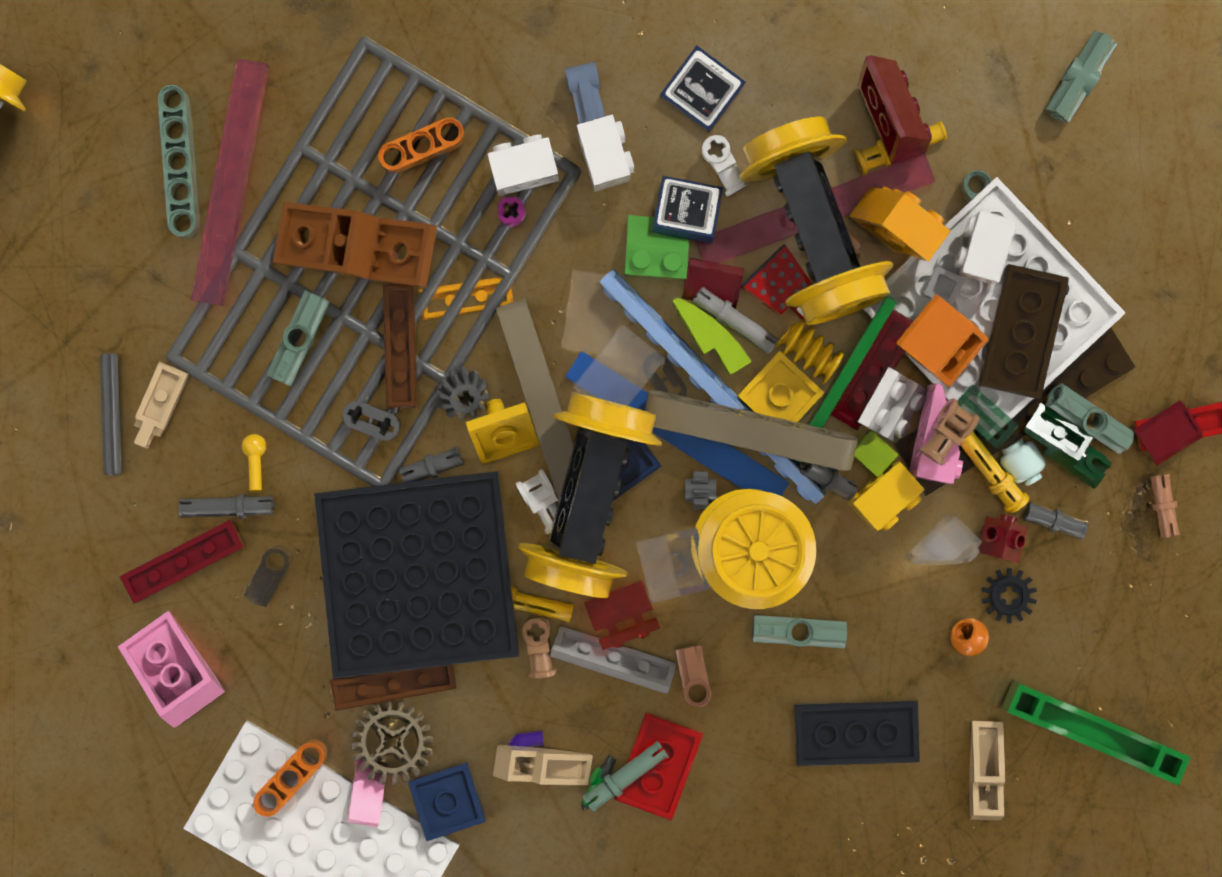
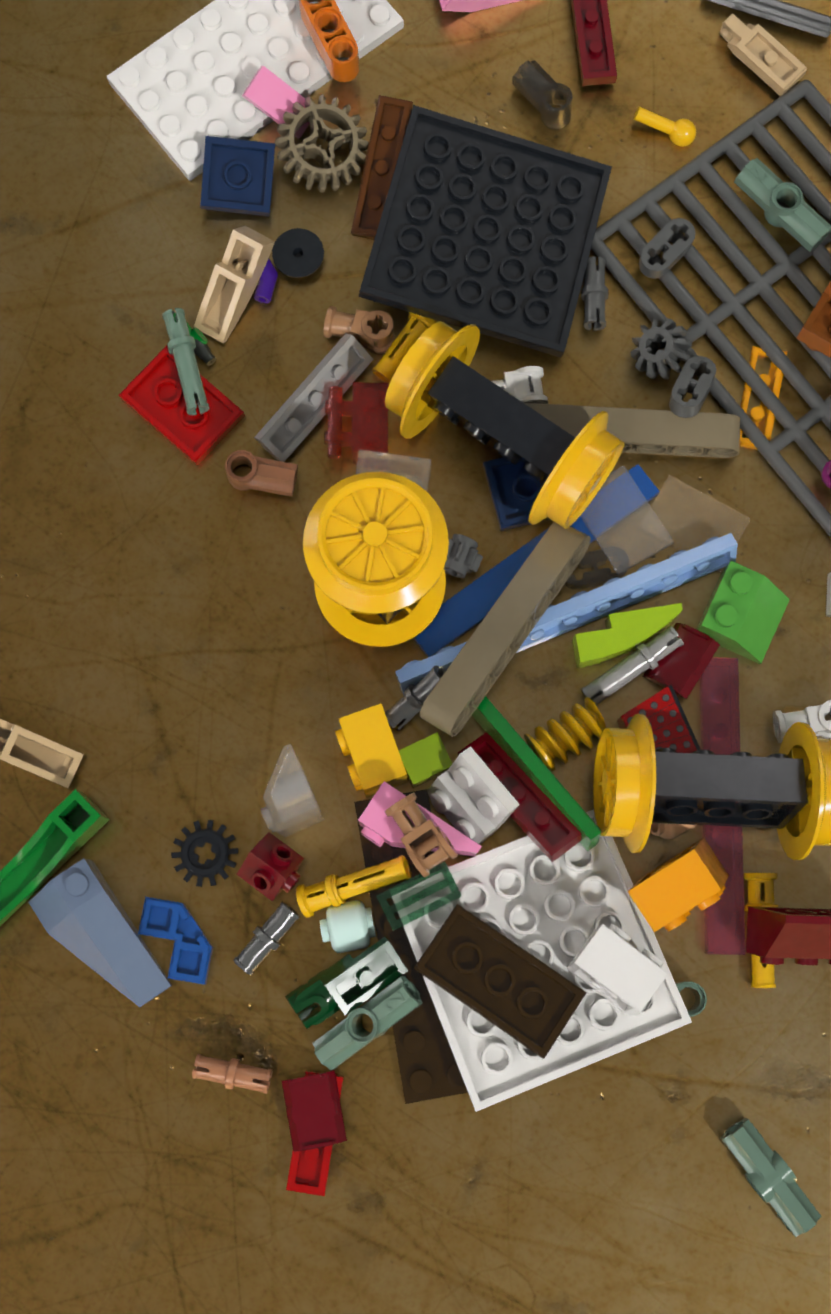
camera: 110 degrees right, 10 degrees down
(234, 506) = (627, 90): dark grey pin -> none
(400, 346) = (735, 306): reddish brown tile -> none
(487, 362) = (686, 384): none -> dark grey beam
(491, 725) = (298, 253): none -> black piece
(502, 431) = (605, 369): yellow tile -> none
(687, 209) = (775, 660): tile -> none
(781, 390) = (534, 686): yellow plate -> none
(820, 632) = (272, 583): sand green piece -> none
(856, 732) = (126, 626): black tile -> none
(942, 340) = (527, 875): orange slope -> none
(944, 284) = (587, 907): light grey plate -> none
(969, 637) = (177, 786): orange piece -> none
(1070, 596) = (191, 947): none -> blue tile
(1098, 654) = (92, 925): none -> sand blue wedge

